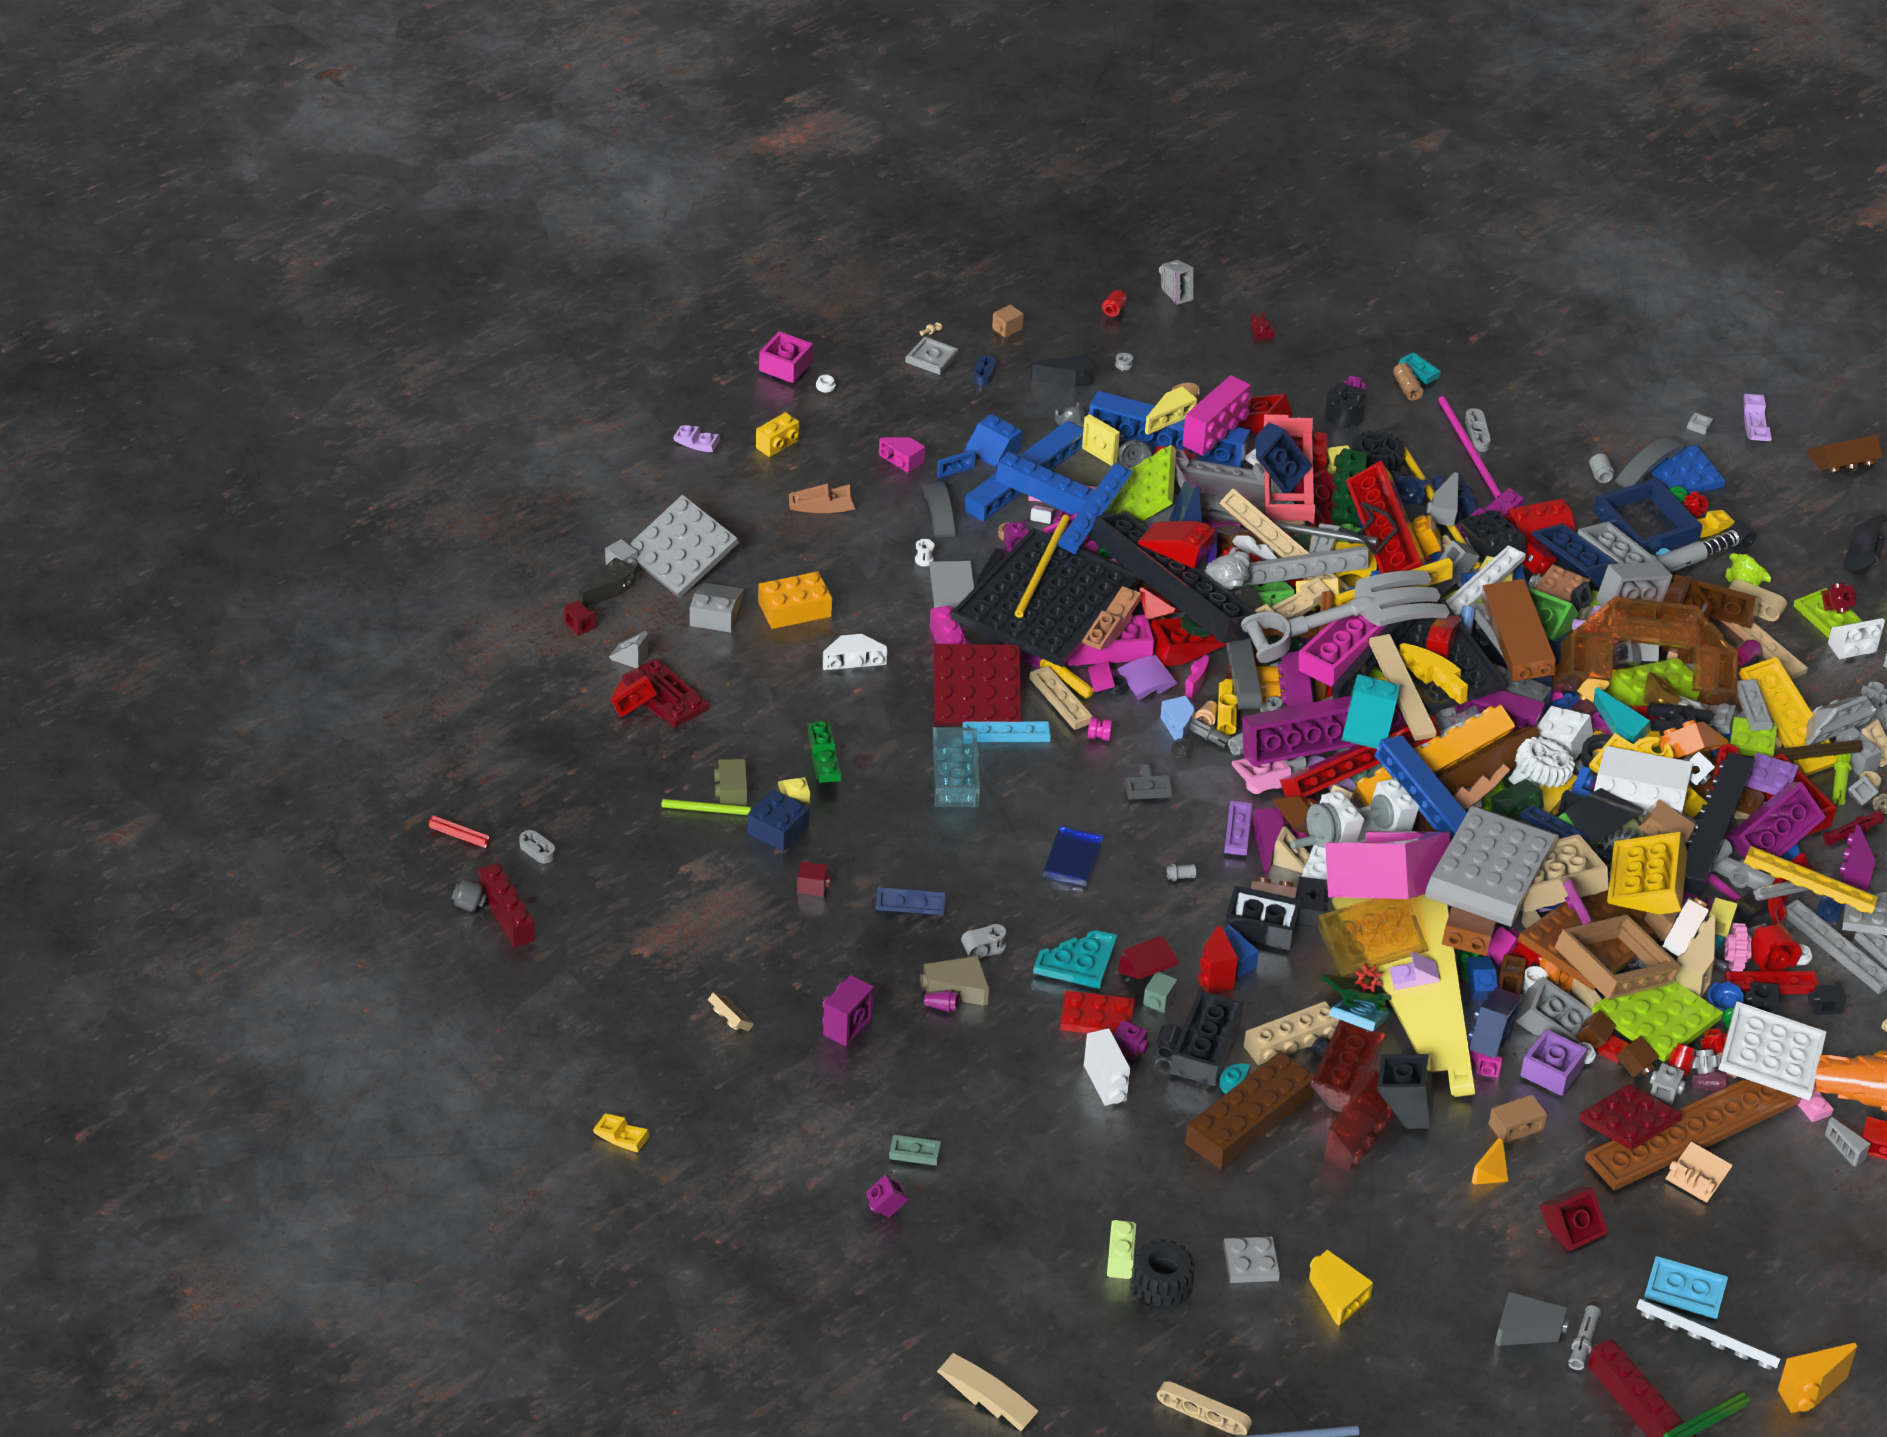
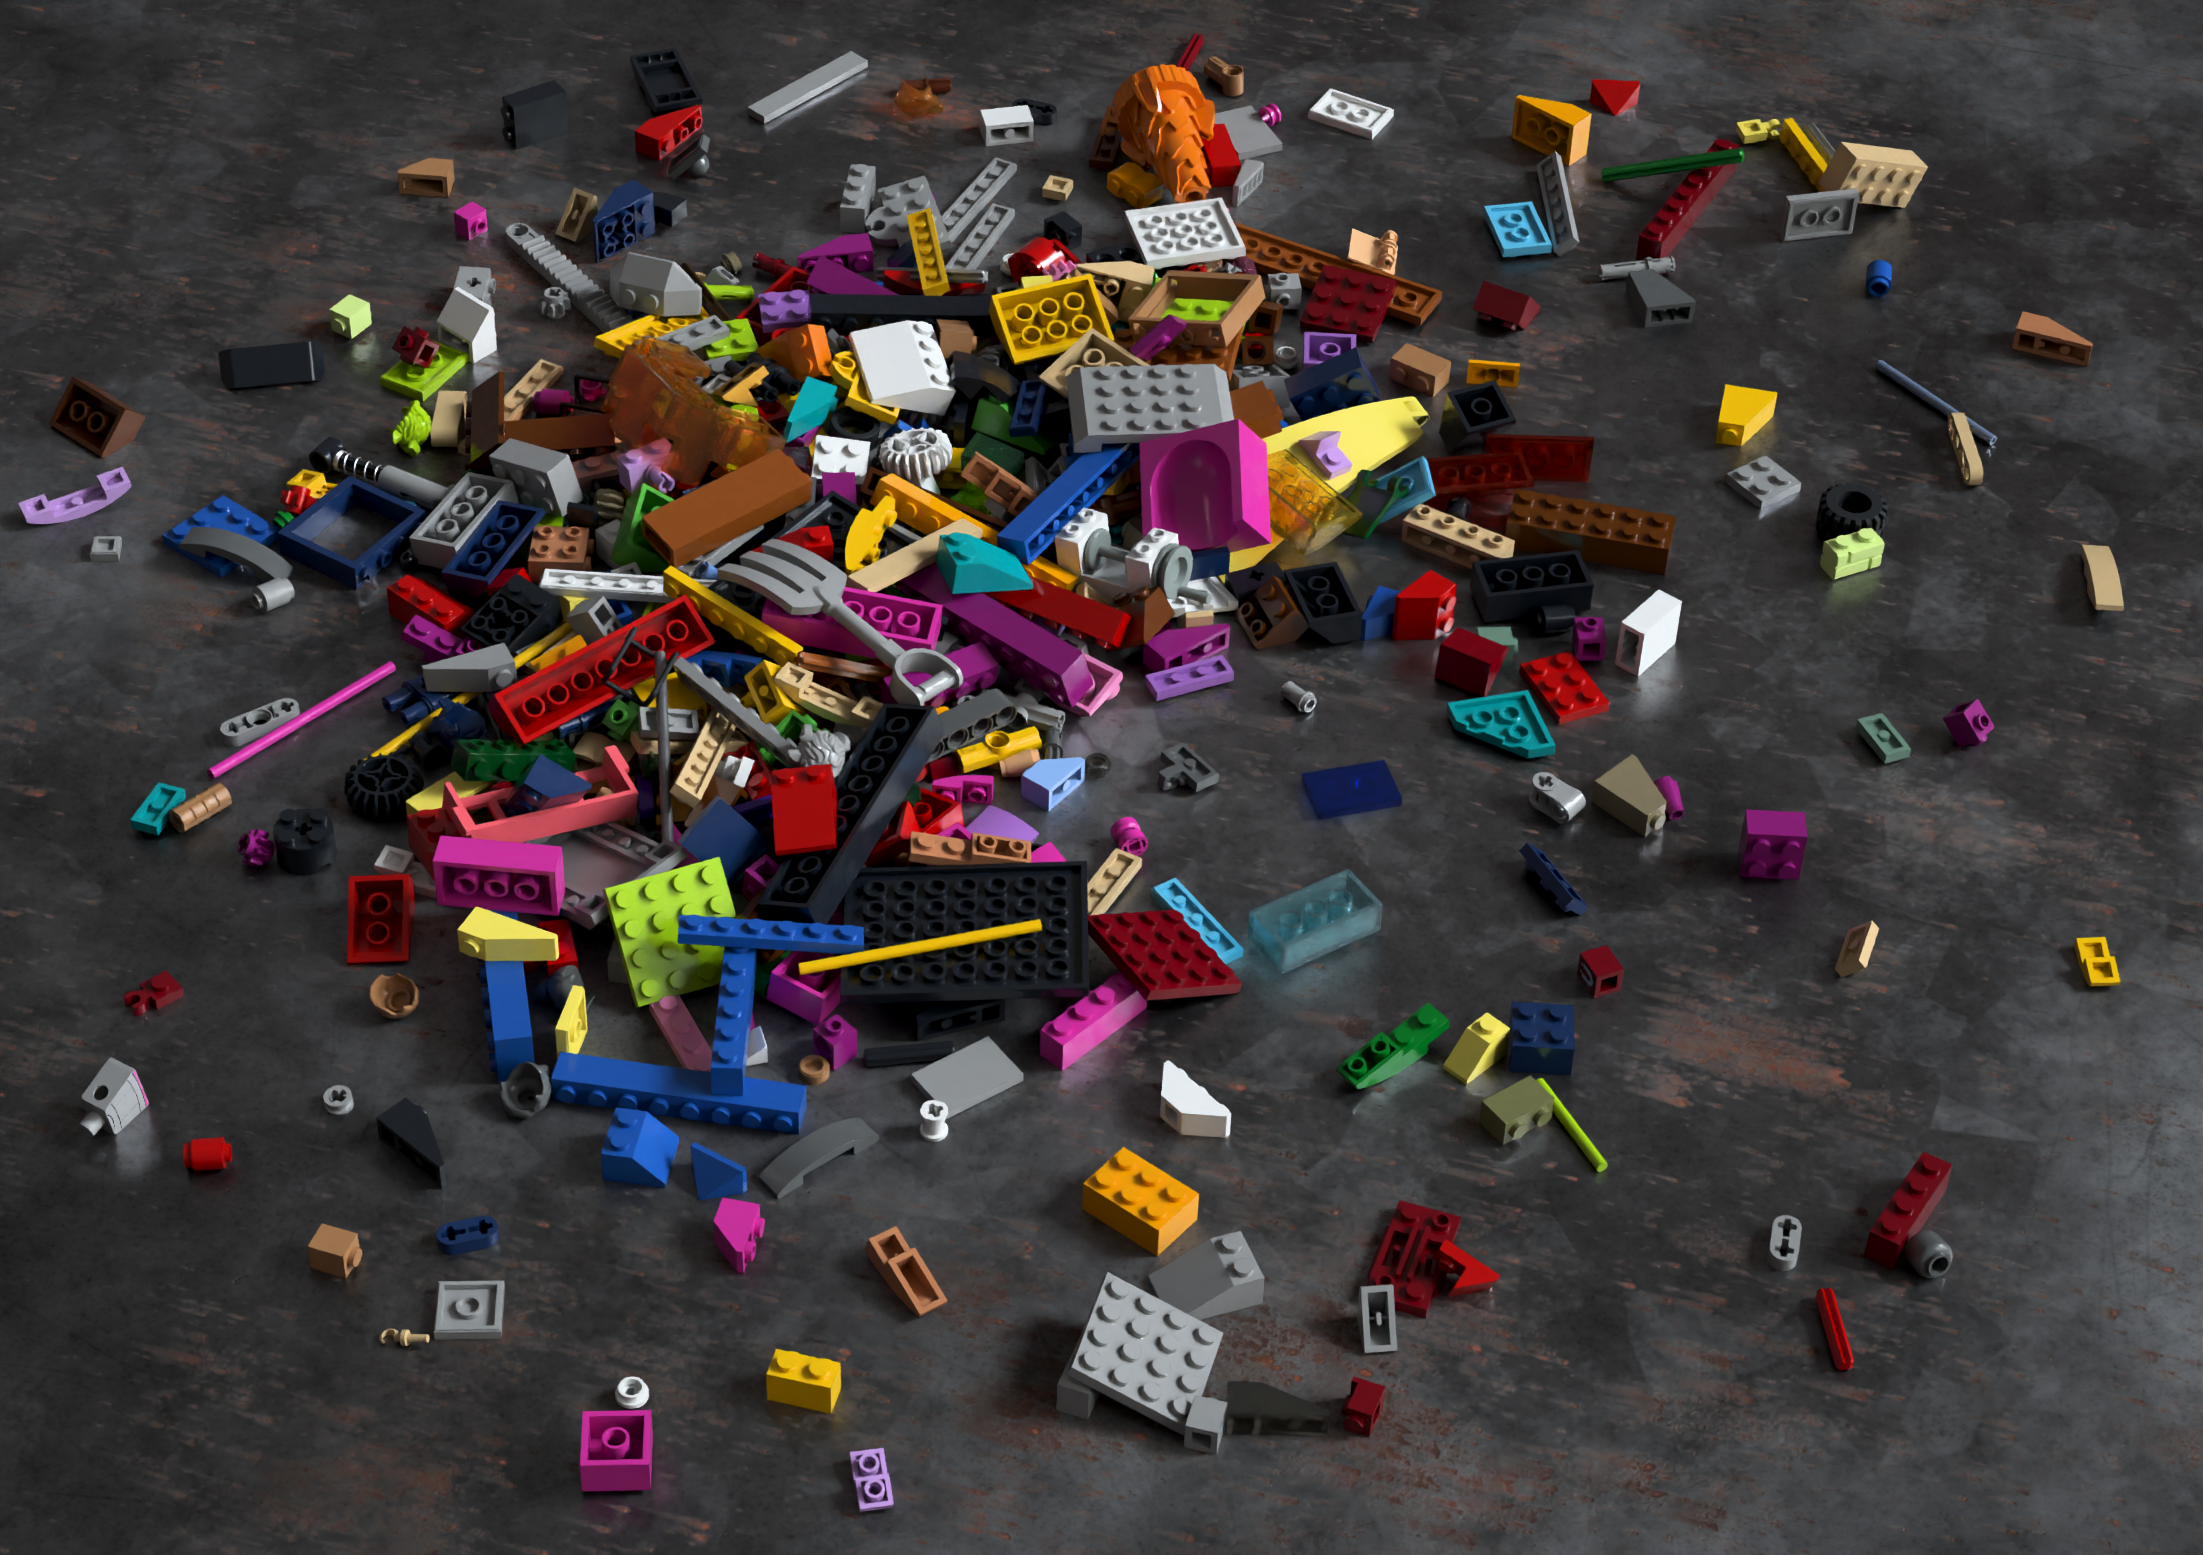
camera: 120 degrees left, 0 degrees up
(1366, 983) = (1354, 487): red gear -> none

